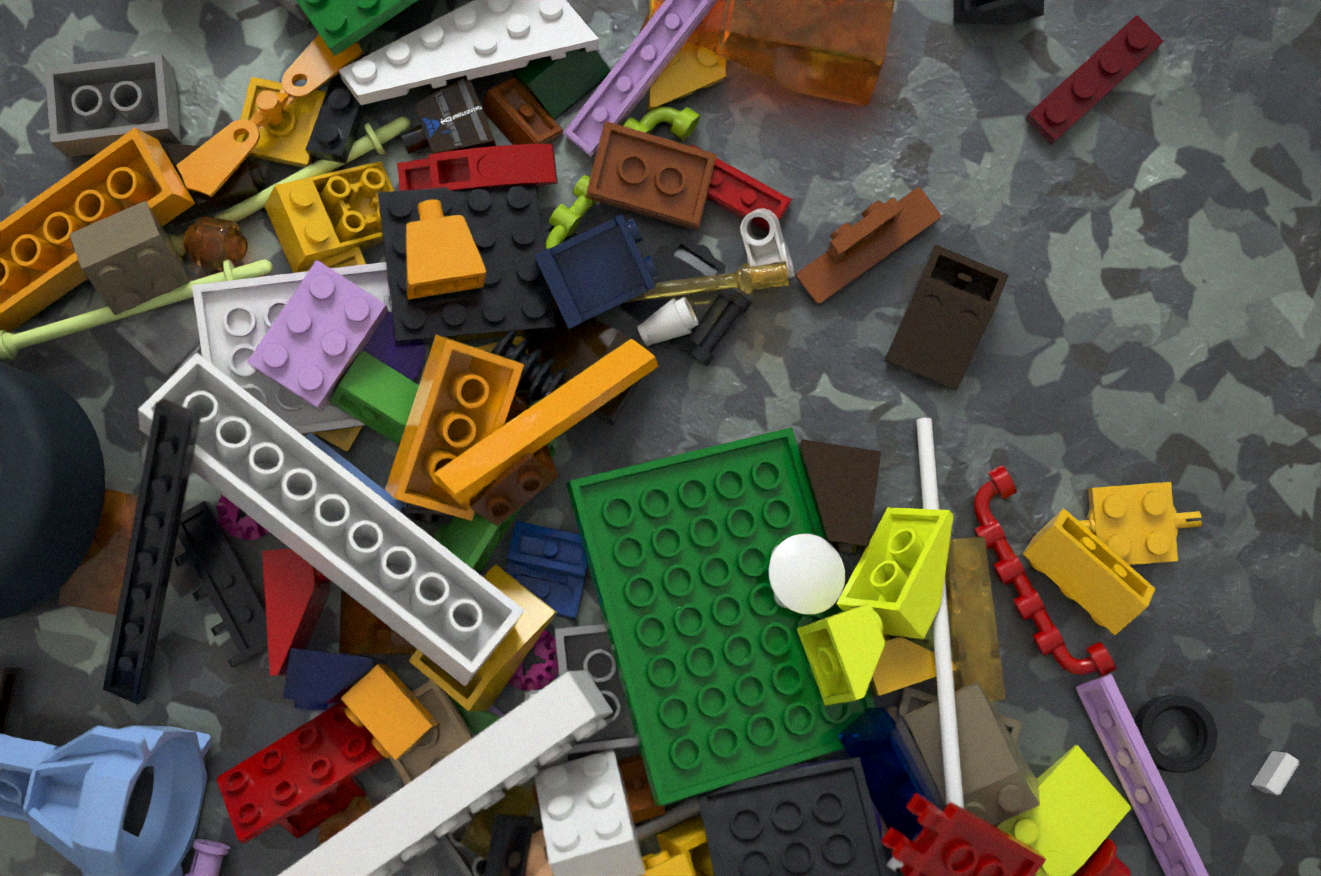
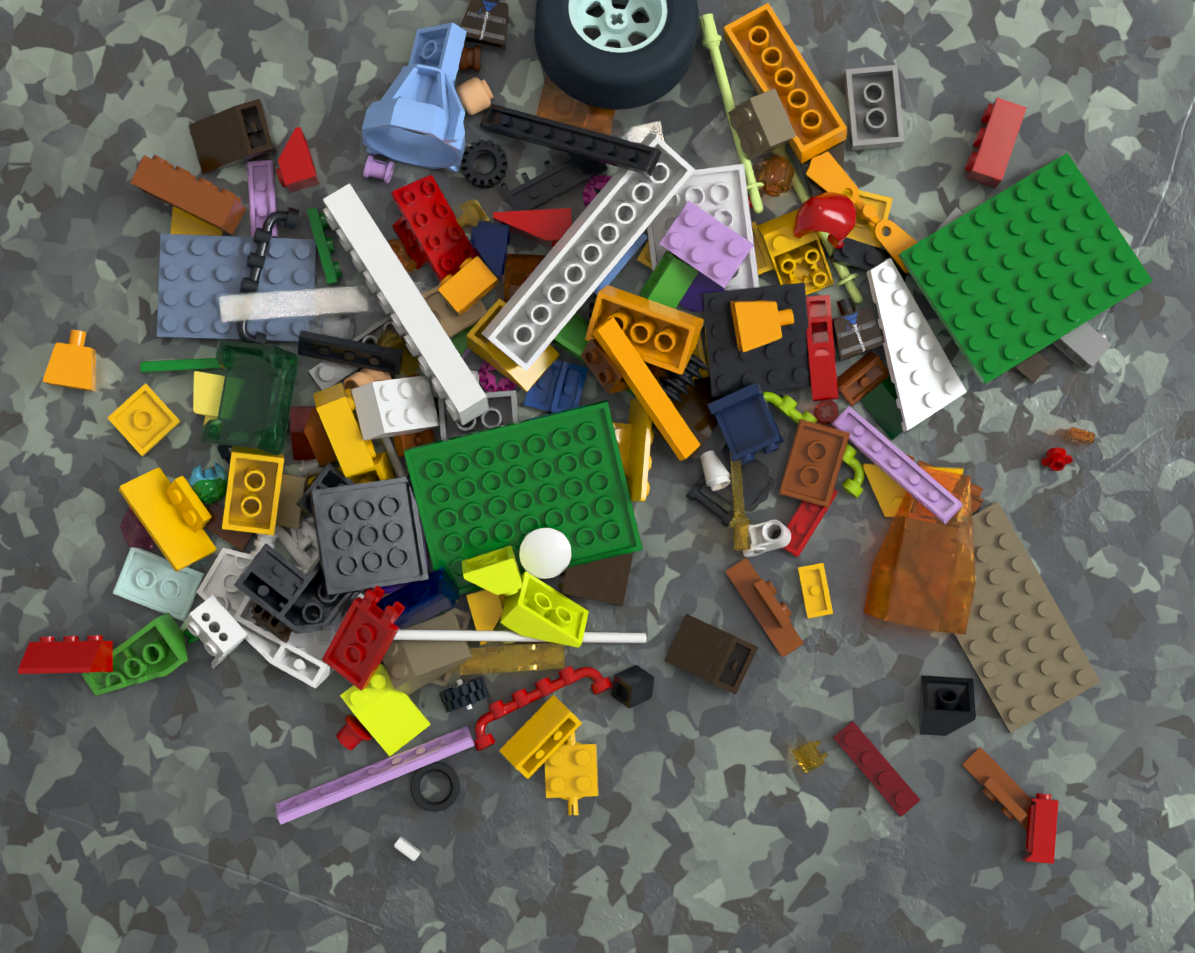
camera: 90 degrees right, 5 degrees up
(30, 723) = (470, 58): none -> reddish brown wheel
(87, 709) = (474, 95): none -> light nougat head
(175, 686) = (484, 148): none -> black tyre
(269, 157) = (826, 213): none -> red piece
(277, 710) = (472, 214): none -> clear yellow tile
(572, 152) = (834, 411): none -> clear red bush
(633, 439) = (634, 448): none -> yellow bracket
(840, 172) = (815, 590): none -> yellow plate
(1000, 435) = (632, 686): none -> black panel
(1033, 693) = (464, 694): none -> black wheel
(1085, 172) = (809, 756): none -> clear yellow tile

